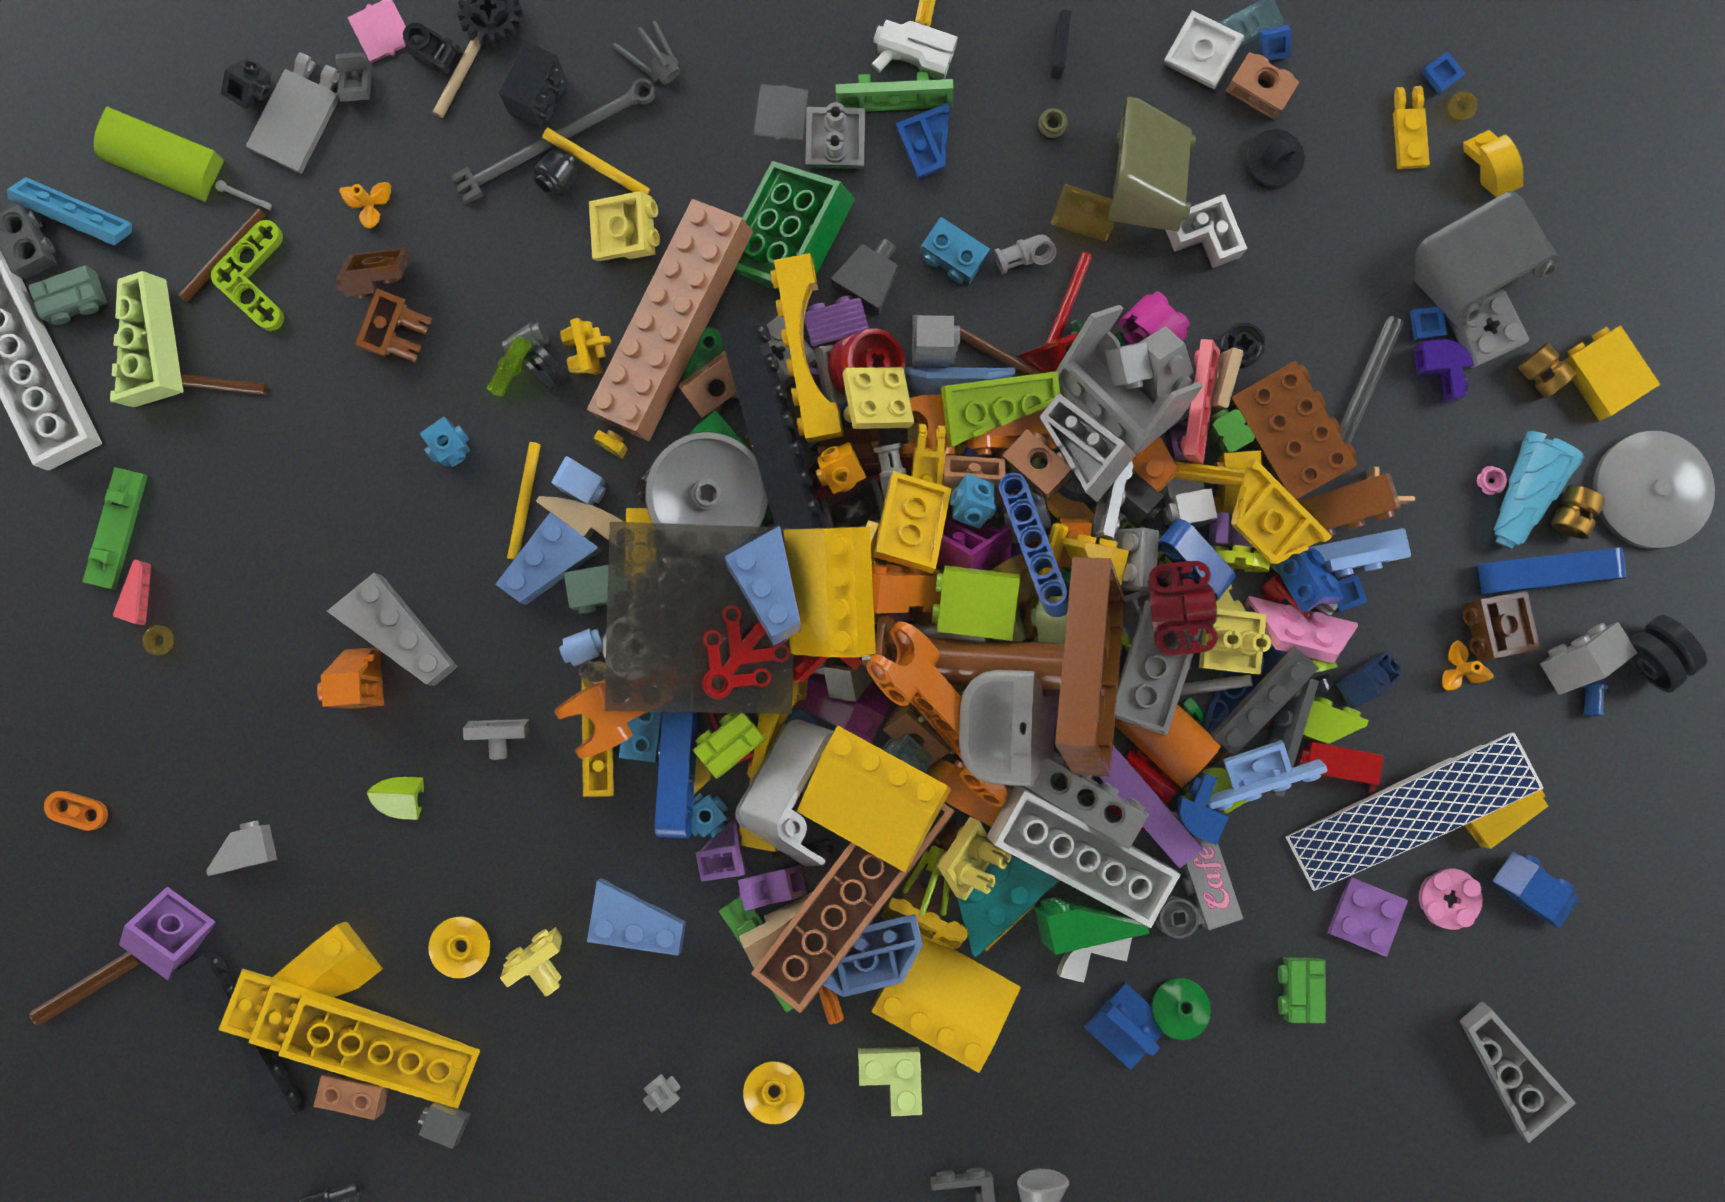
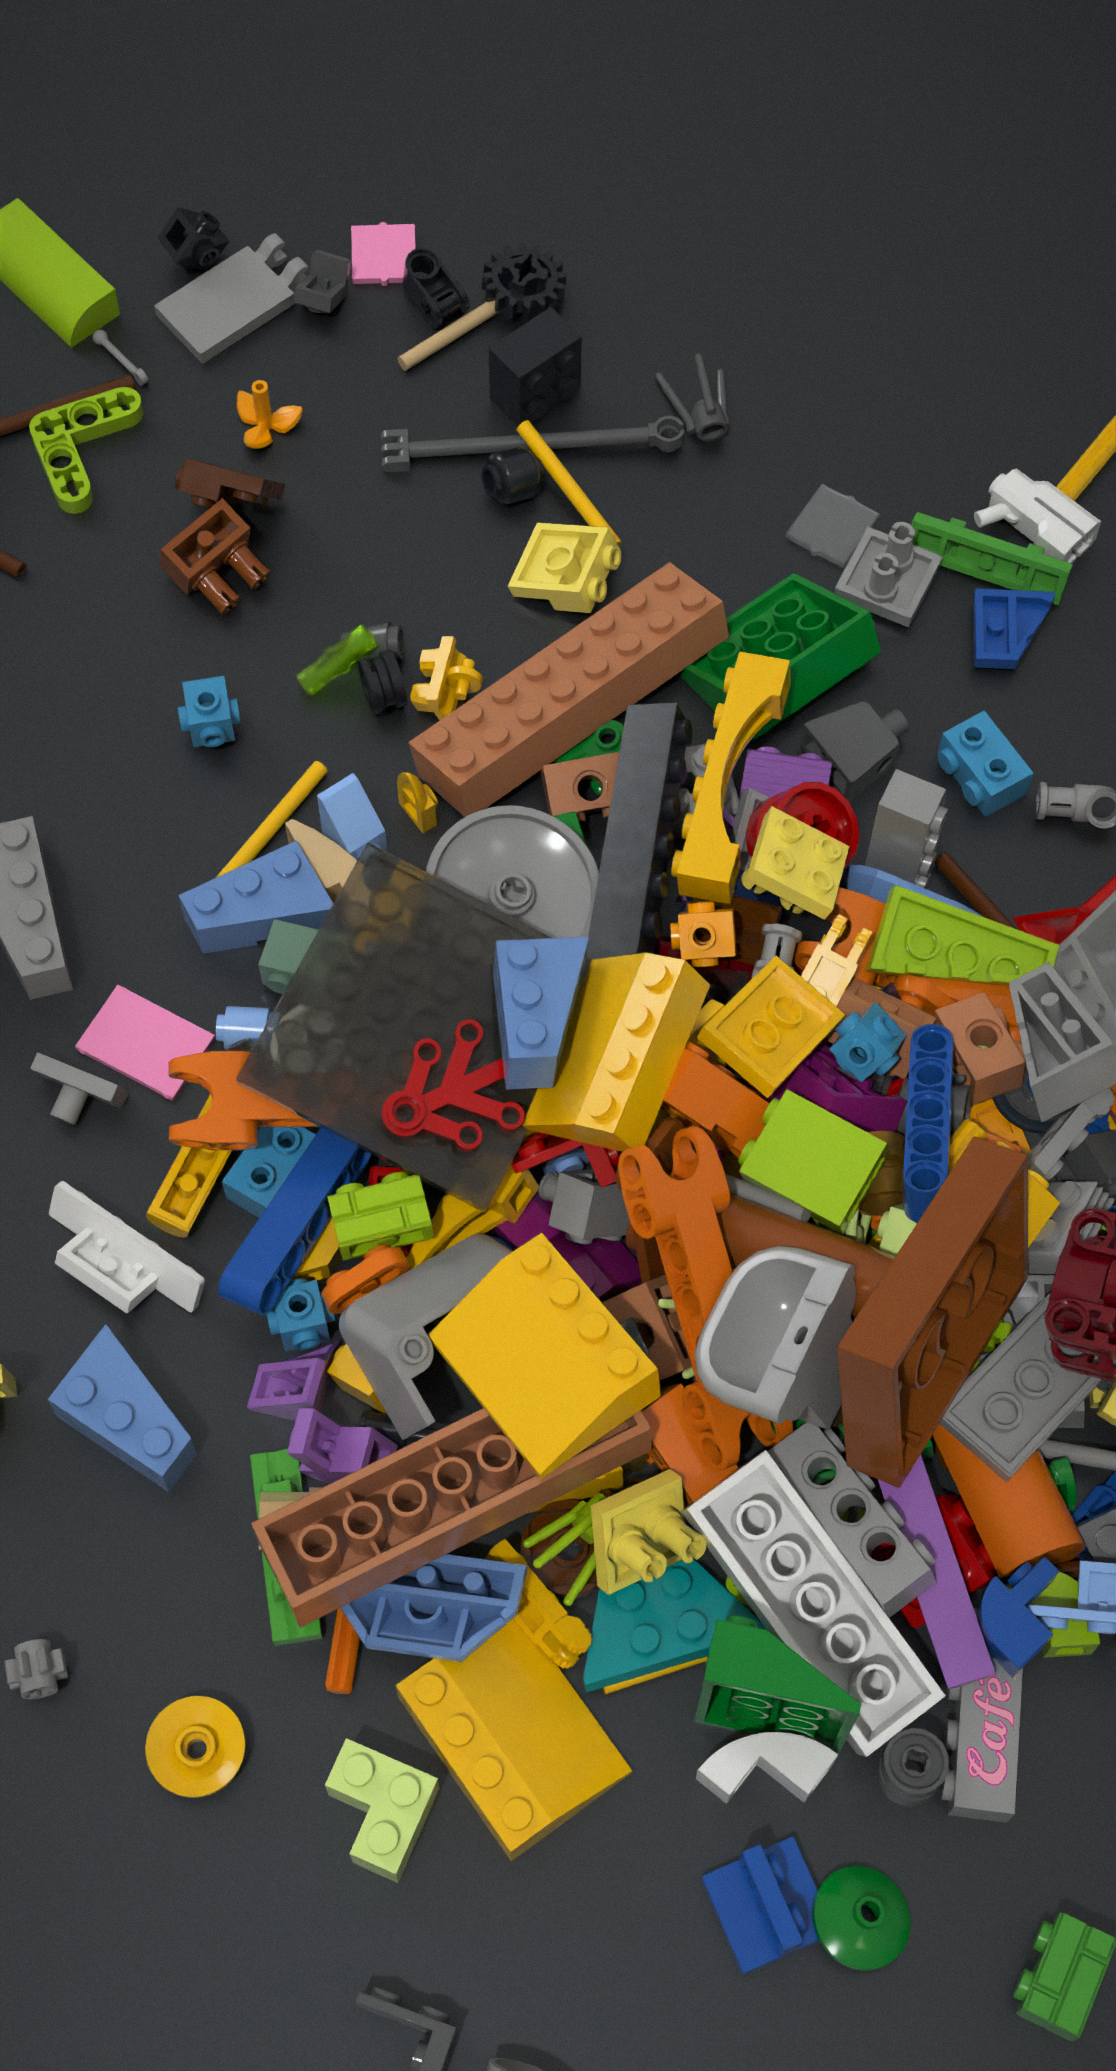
camera: 30 degrees right, 20 degrees down
(521, 681) = (141, 1040): none -> bright pink piece
(578, 832) = (116, 1257): none -> white bracket
(730, 791) = (378, 1268): none -> orange plate

